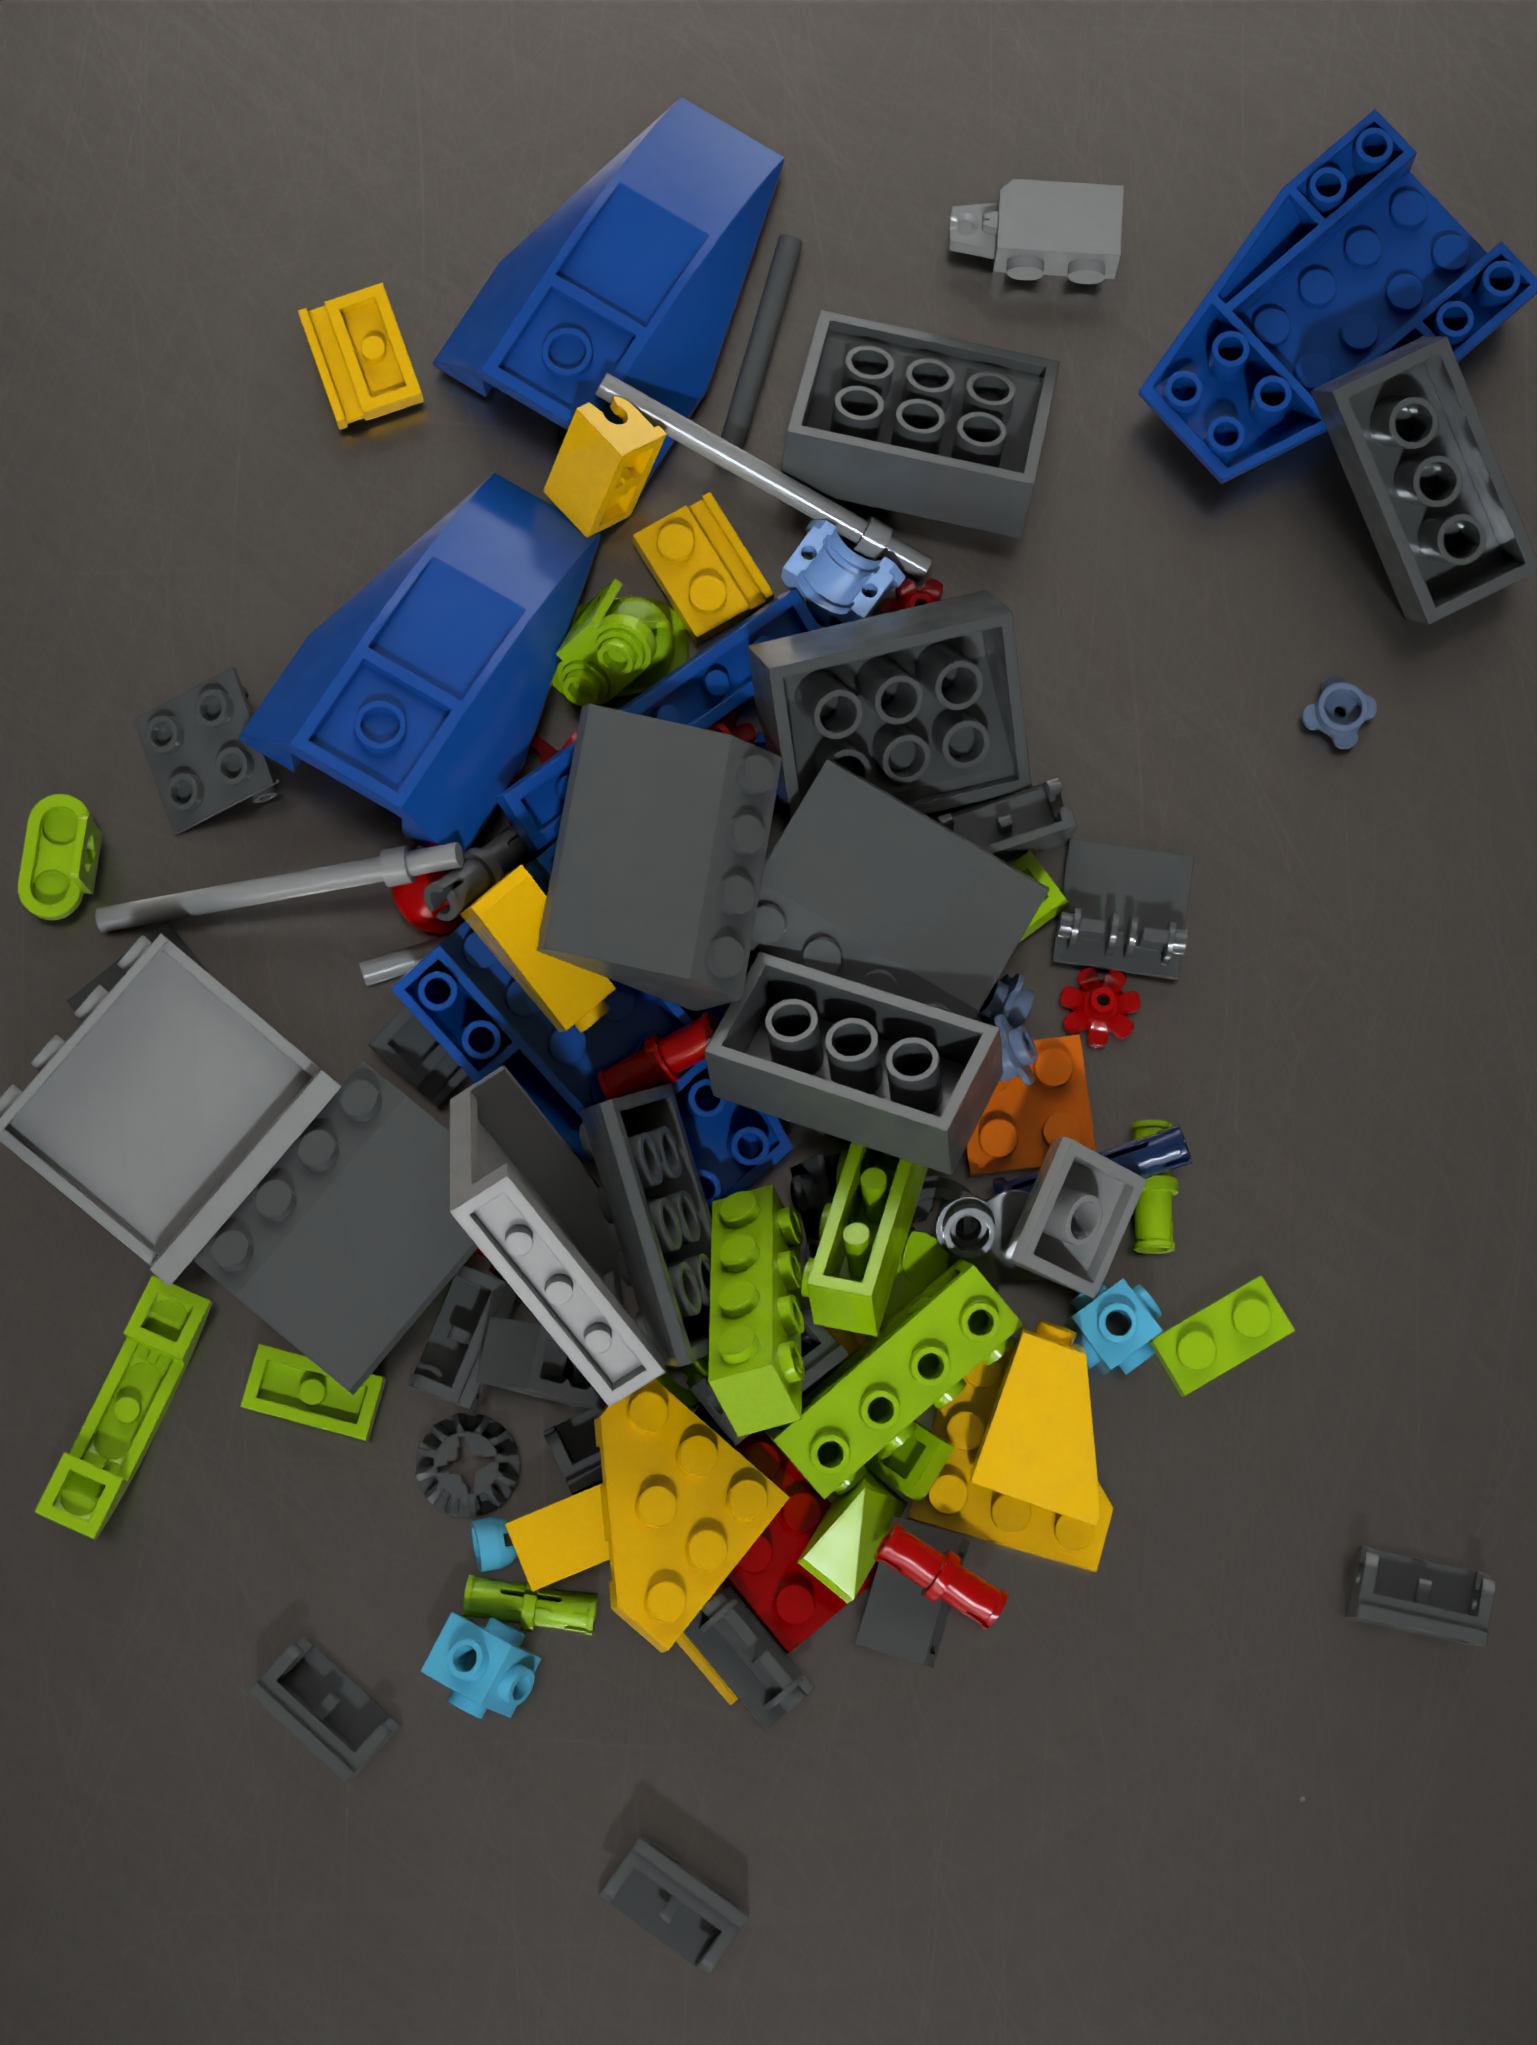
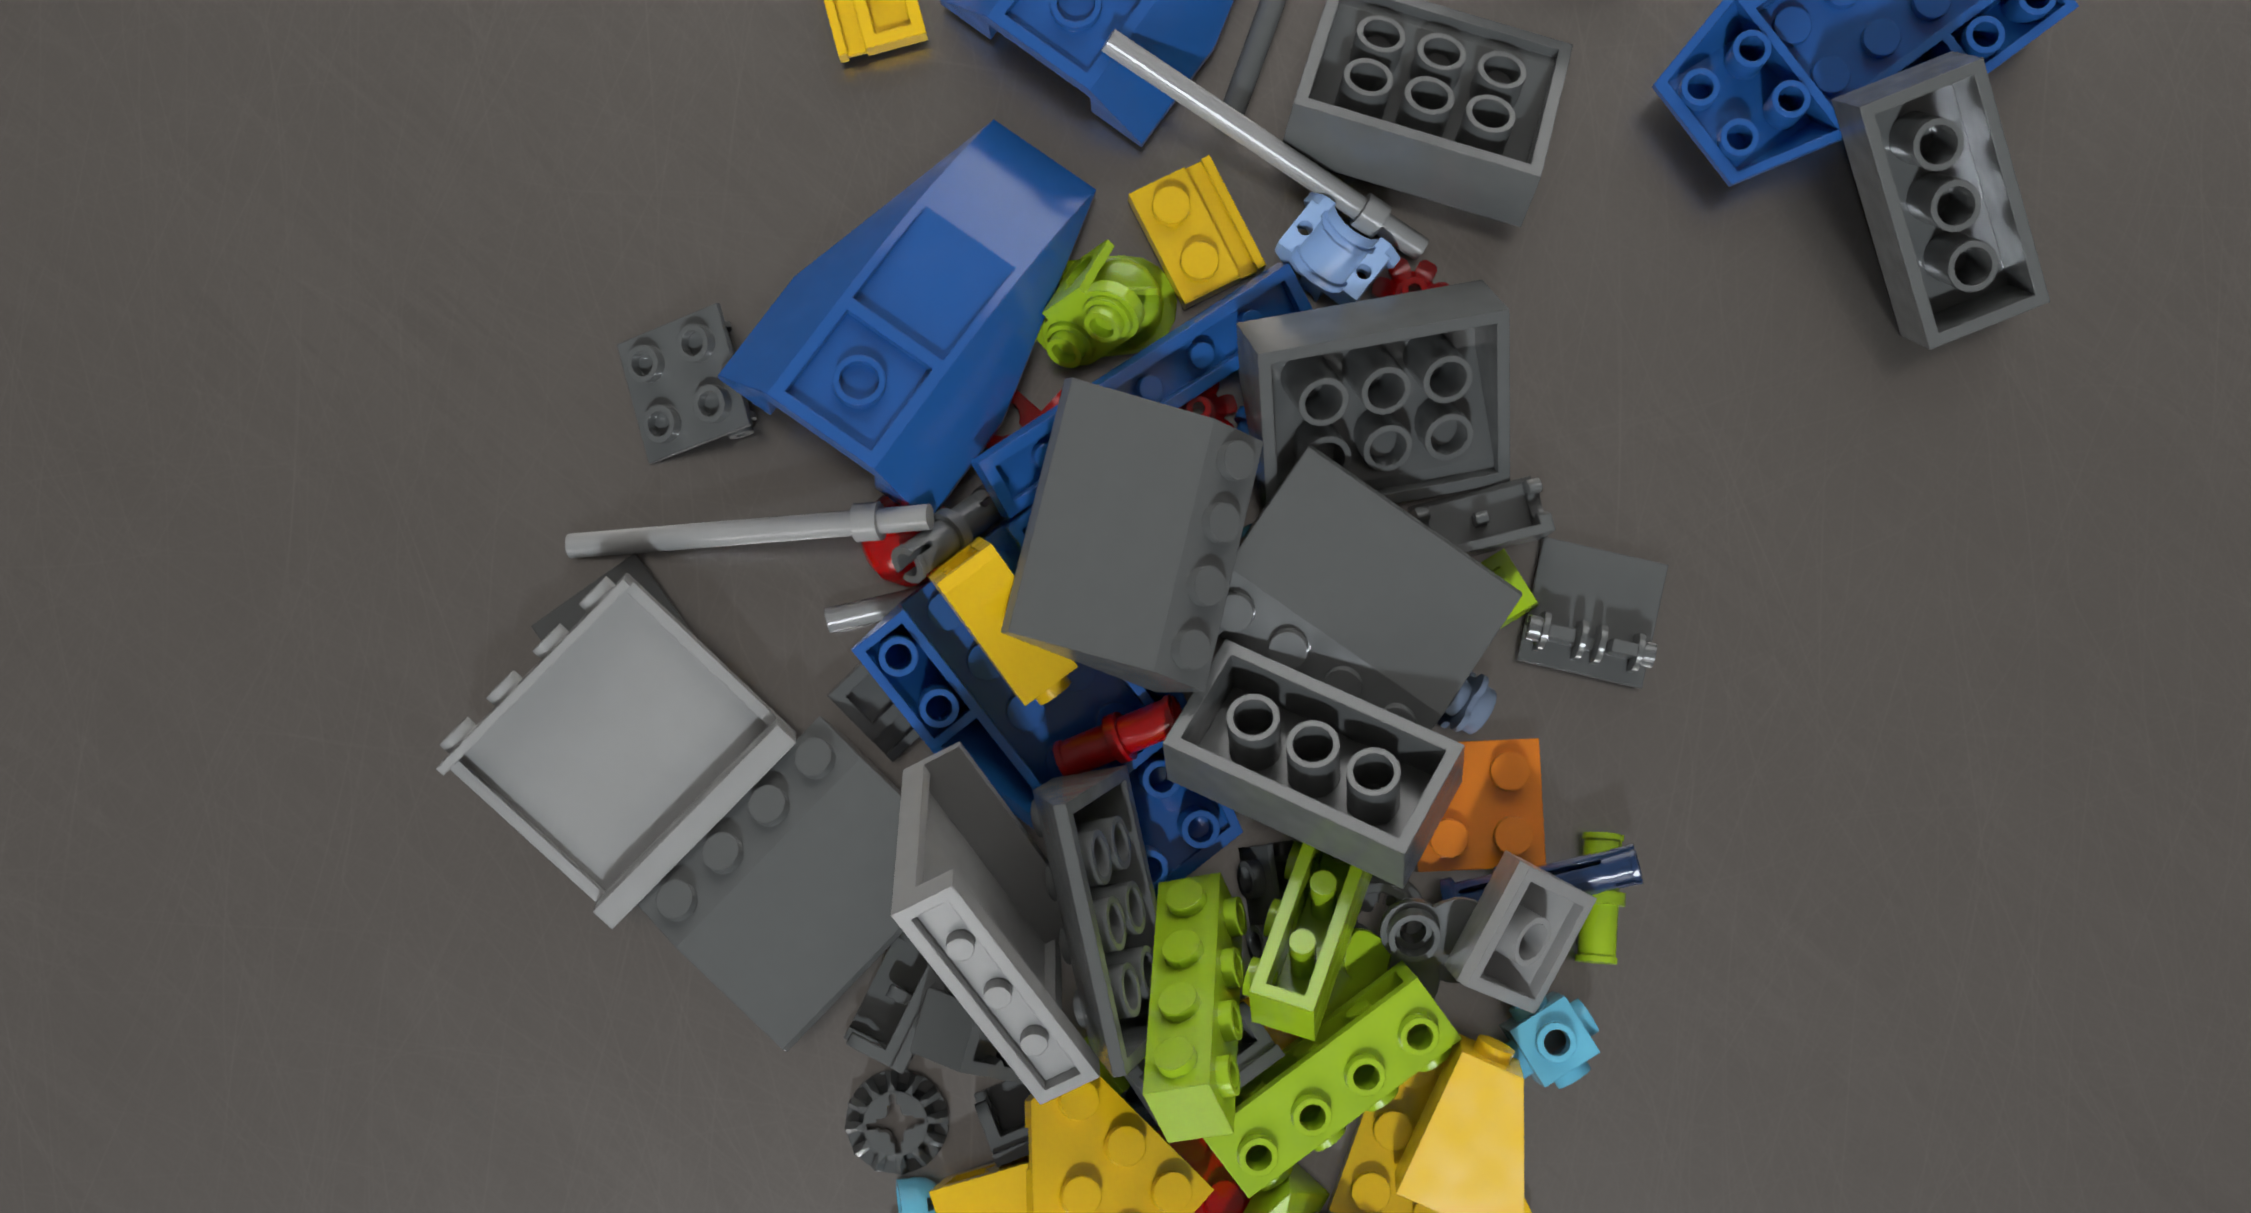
camera: 10 degrees right, 5 degrees up
(58, 857) = (531, 480): lime bracket -> none
(127, 1409) = (562, 1045): lime slope -> none
(301, 1392) = (729, 1038): lime plate -> none
(603, 466) = (1104, 123): yellow hinge -> none
(913, 1464) = (1343, 1163): lime tile -> none
(1017, 1051) = (1478, 754): sand blue plate -> none
(1093, 1017) = (1547, 713): red plant -> none
(1221, 1336) = (1657, 1052): lime plate -> none
(1357, 709) = (1844, 422): sand blue plate -> none

